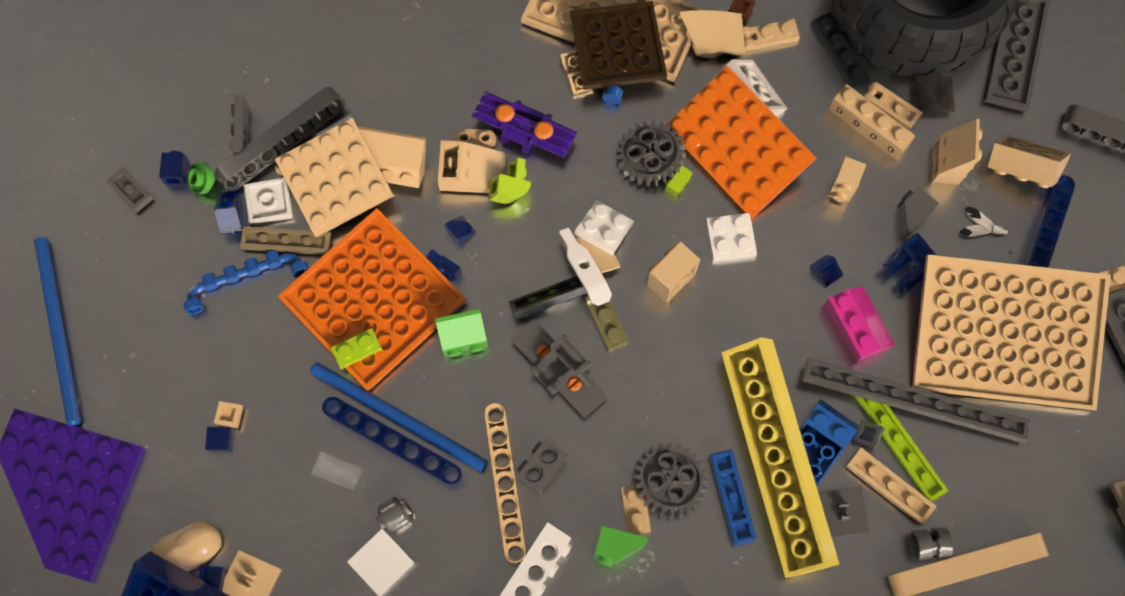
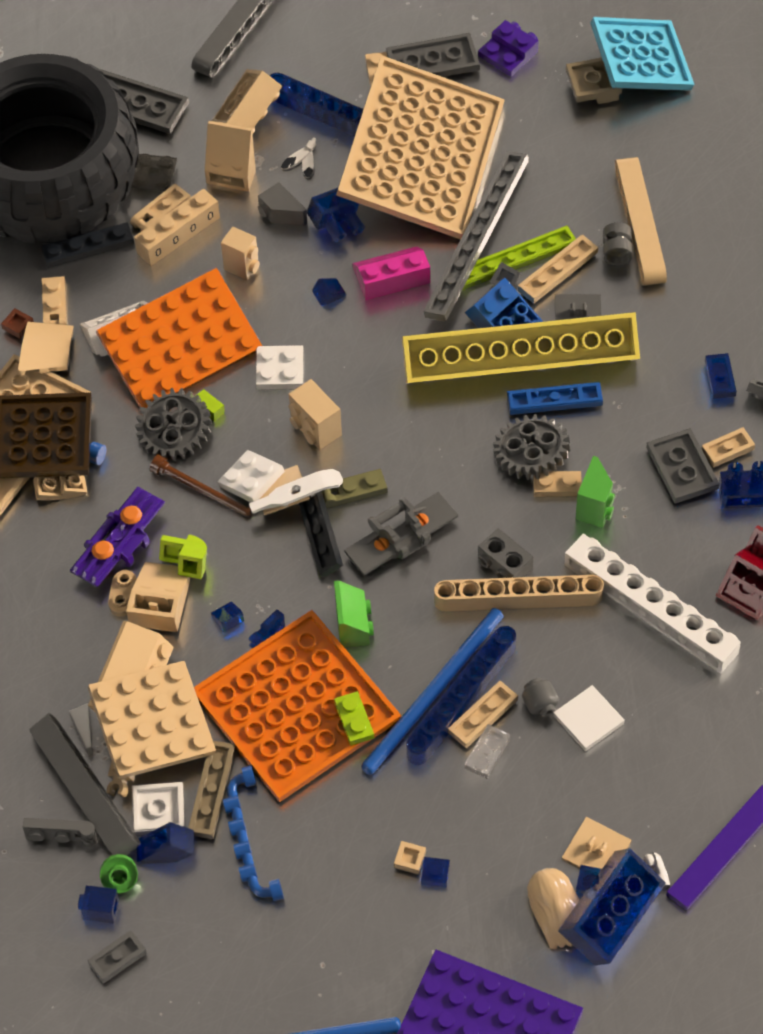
camera: 80 degrees left, 15 degrees down
(375, 463) = (483, 712): none -> tan plate
(606, 150) = (161, 466): none -> reddish brown piece

